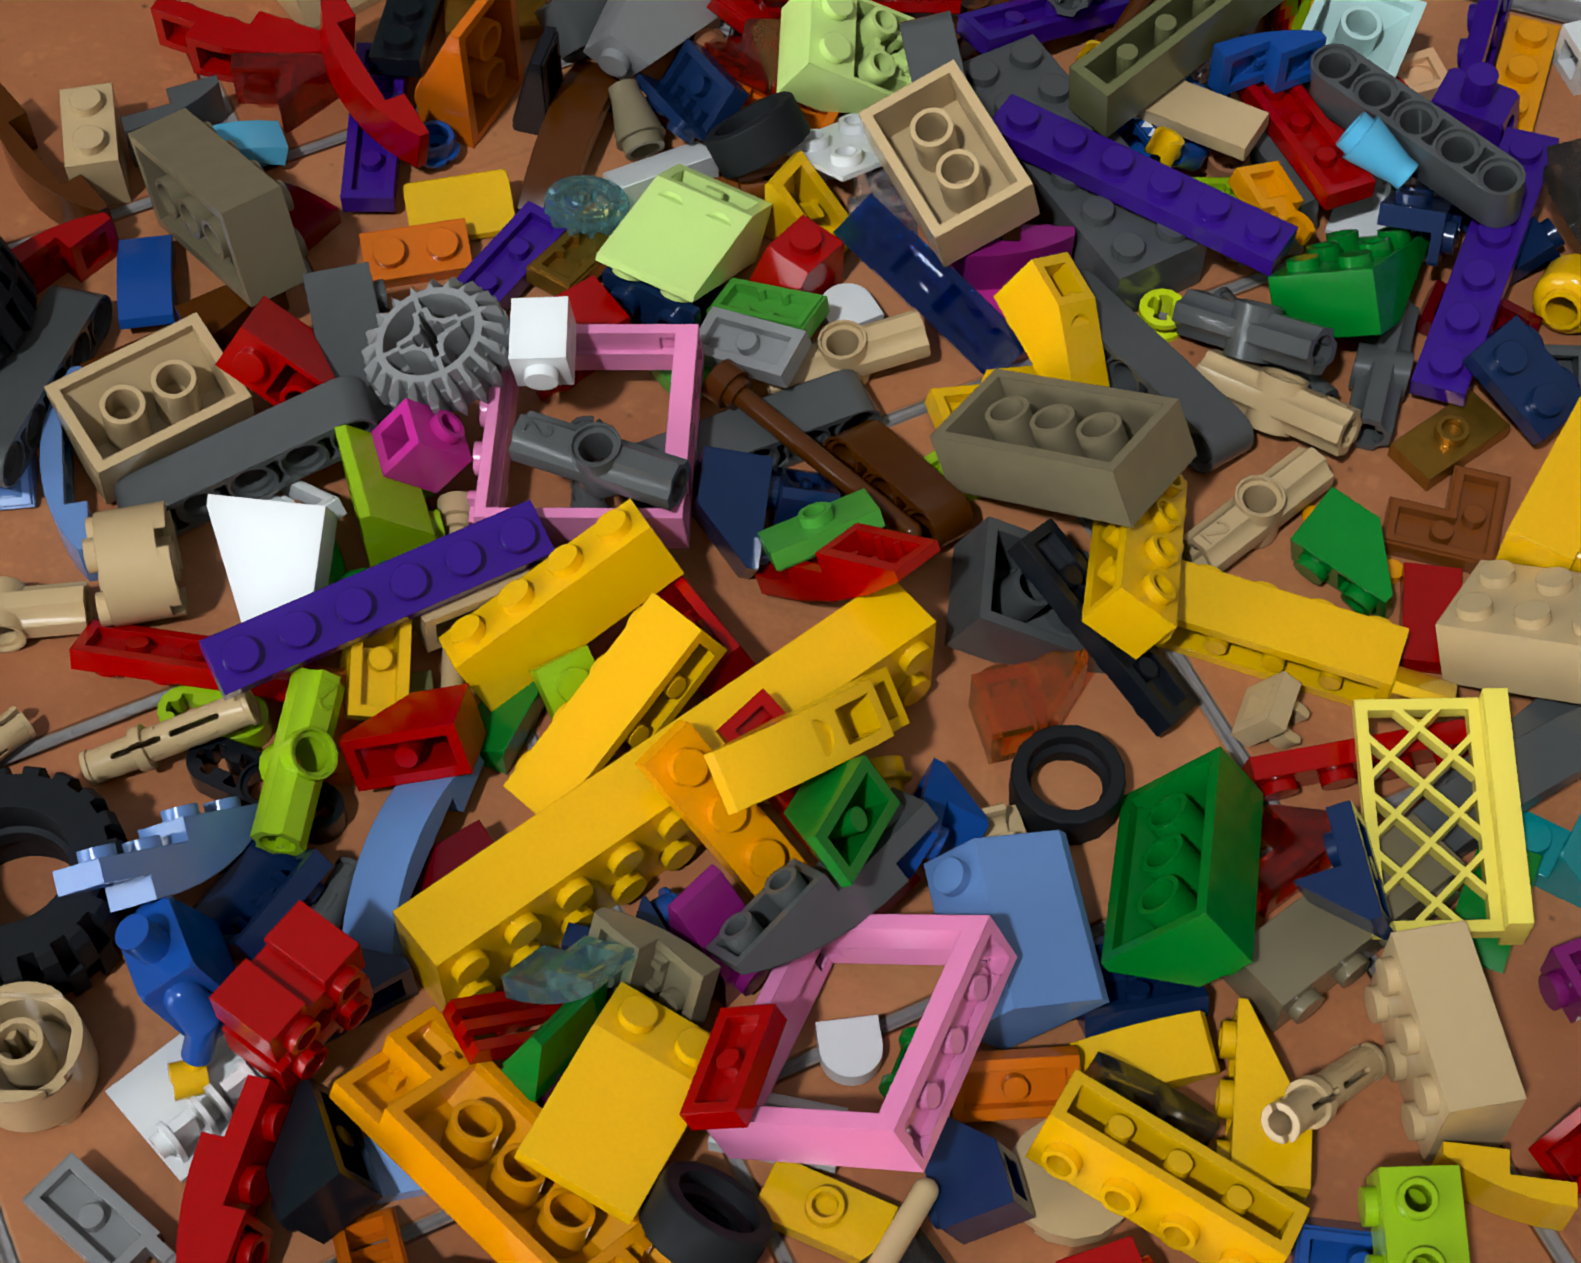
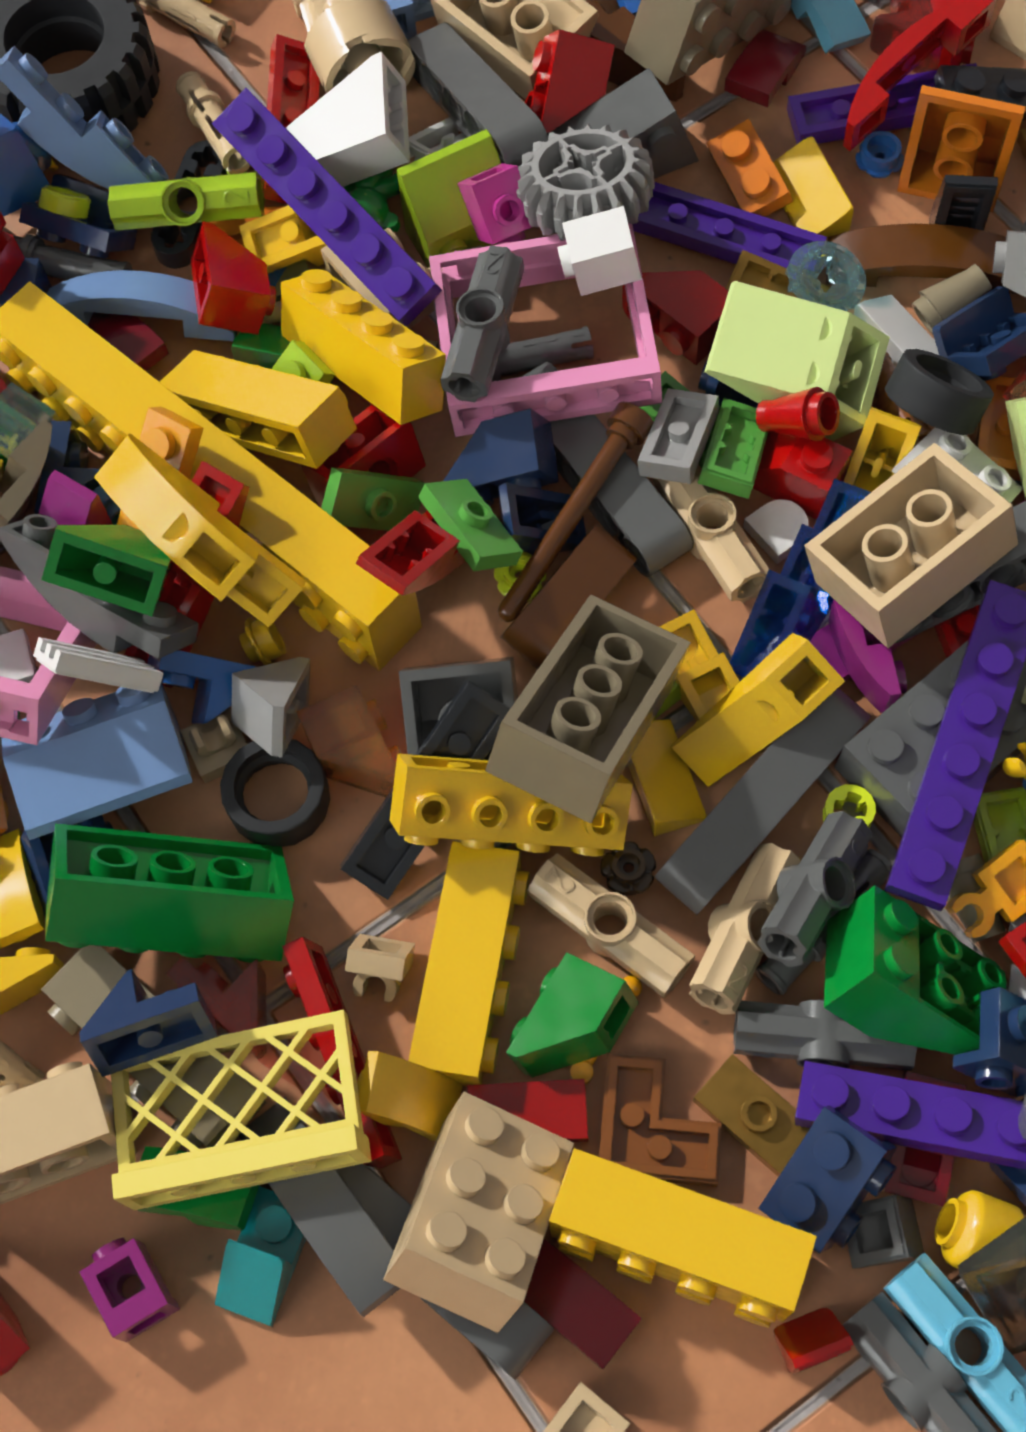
camera: 85 degrees right, 10 degrees up
(241, 905) = (64, 201): none -> neon yellow tile
(751, 625) = (370, 498): none -> bright green plate
(762, 237) = (803, 414): none -> red cone
(944, 867) = (97, 665): none -> white tile
(987, 750) = (268, 700): none -> light grey slope
(1203, 504) = (628, 883): none -> dark brown plate

